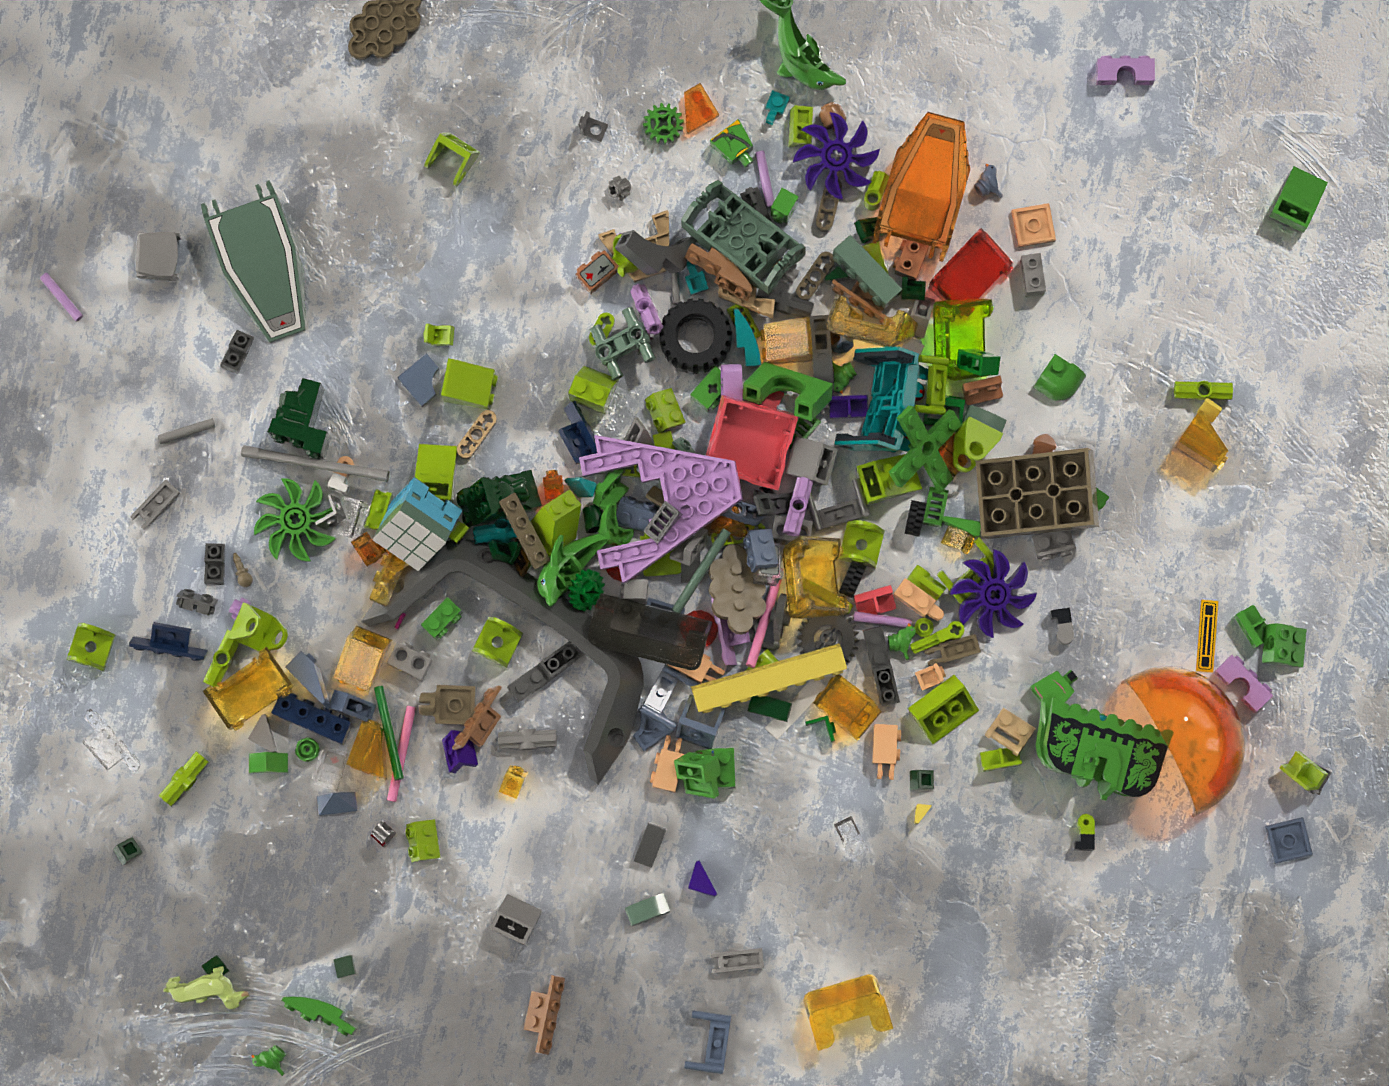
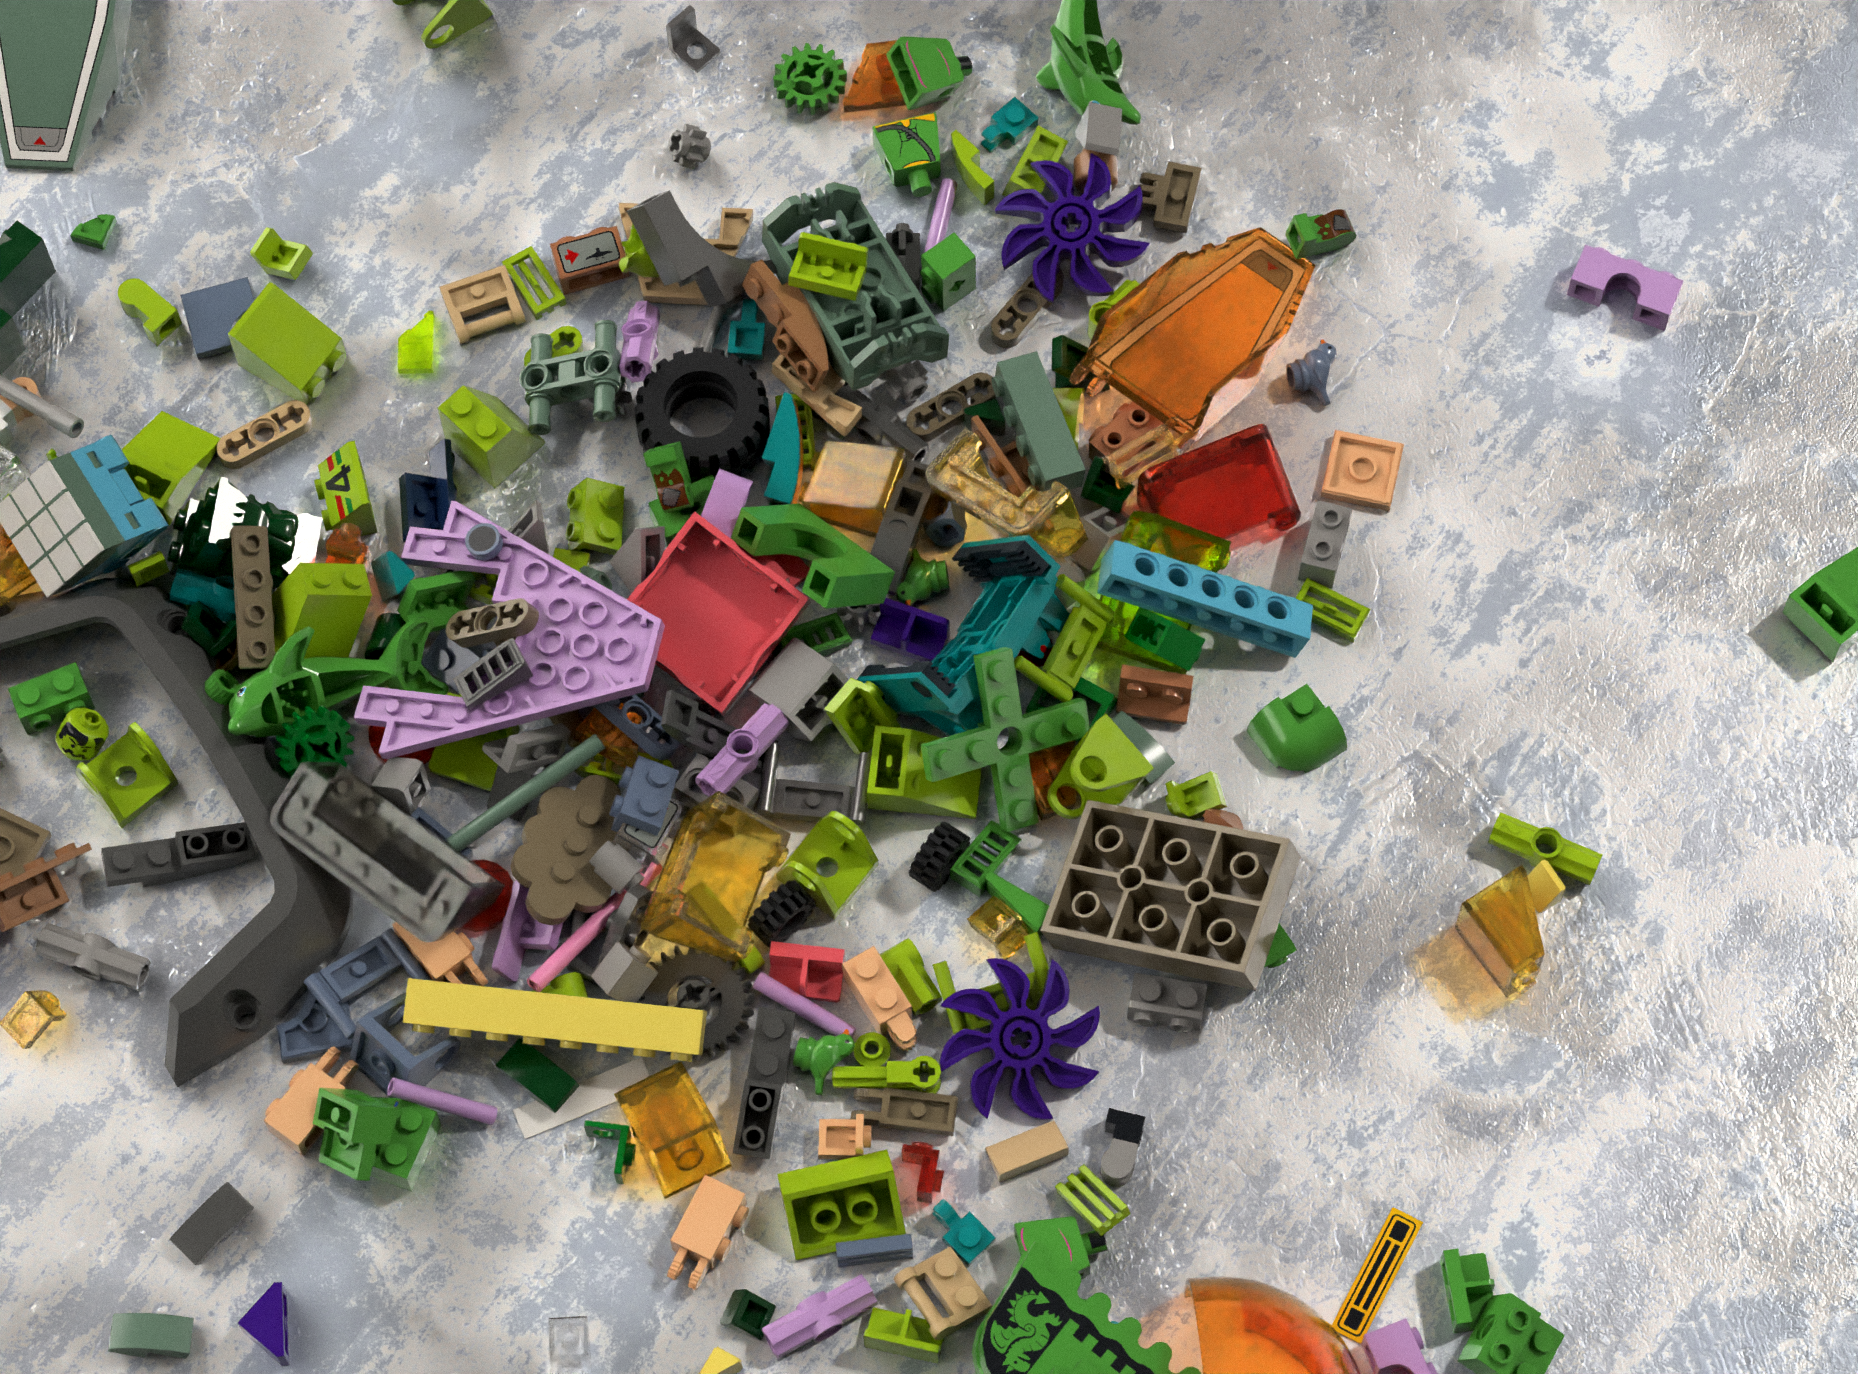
camera: 20 degrees right, 15 degrees down
(334, 359) = (95, 231): none -> bright green tile
(386, 391) = (153, 310): none -> lime leg
(466, 630) = (82, 734): none -> lime head
(528, 580) = (221, 686): none -> bright green axle
(530, 354) = (417, 347): none -> clear neon green tile
(536, 452) = (345, 491): none -> lime slope
(548, 314) = (480, 294): none -> tan plate
(560, 286) = (547, 304): none -> lime tile
(623, 452) = (484, 541): none -> tile
(654, 494) = (504, 628): none -> dark tan beam
(698, 378) = (670, 476): none -> bright green leg
(700, 426) = (639, 555): none -> light grey slope
(723, 95) = (927, 69): none -> bright green torso
(729, 235) = (829, 266): none -> lime bracket
(733, 740) = (442, 1101): none -> lavender piece
(763, 136) = (967, 162): none -> lime slope
(764, 591) = (617, 867): none -> light grey brick
(791, 641) = (625, 973): none -> light grey brick
(828, 97) = (1100, 128): none -> light grey slope
(845, 461) = (857, 711): none -> lime bracket
(876, 113) = (1171, 195): none -> dark tan hinge
(916, 281) = (1116, 470): none -> clear yellow tile
(957, 767) = (819, 1316): none -> lavender piece
(960, 104) = (1319, 233): none -> bright green leg
(969, 725) = (874, 1250): none -> sand blue tile
(979, 678) = (930, 1177): none -> clear red bracket
(1007, 699) = (965, 1235): none -> teal plate
(1018, 645) = (1027, 1151): none -> tan slope
(1024, 434) = (1195, 796): none -> lime bracket
(1033, 330) = (1205, 598): none -> medium azure brick
(1047, 307) = (1339, 600): none -> lime tile
(1047, 651) = (1076, 1182): none -> lime tile

